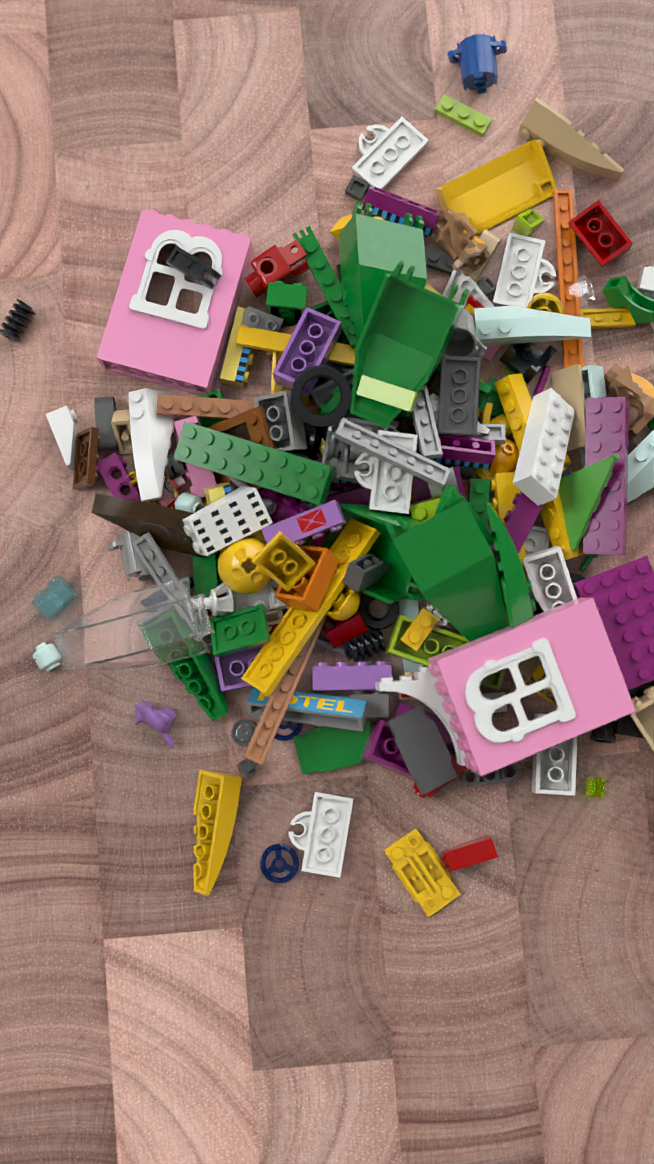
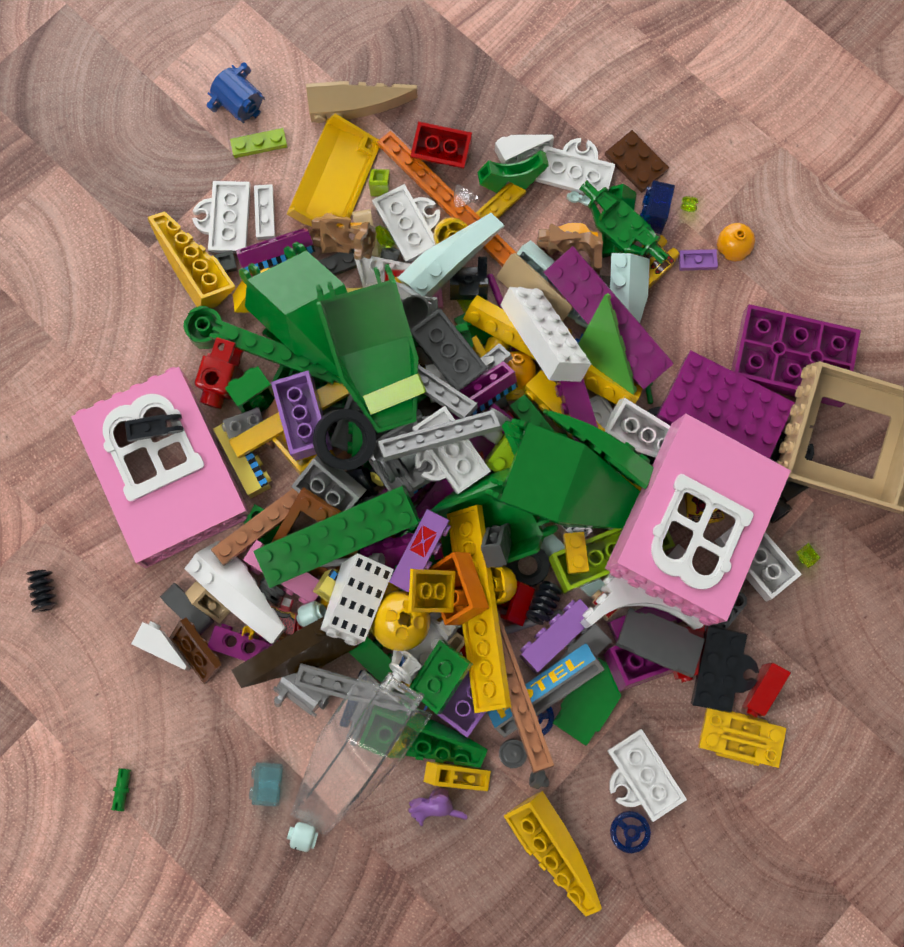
camera: 45 degrees left, 5 degrees down
(191, 712) = (456, 776): none -> yellow slope
(294, 219) = (195, 323): none -> green brick
(330, 171) = (195, 268): none -> yellow wedge
(420, 173) = (264, 211): none -> white plate
(452, 810) = (722, 669): none -> black plate
(493, 268) = (383, 236): none -> clear neon green plate

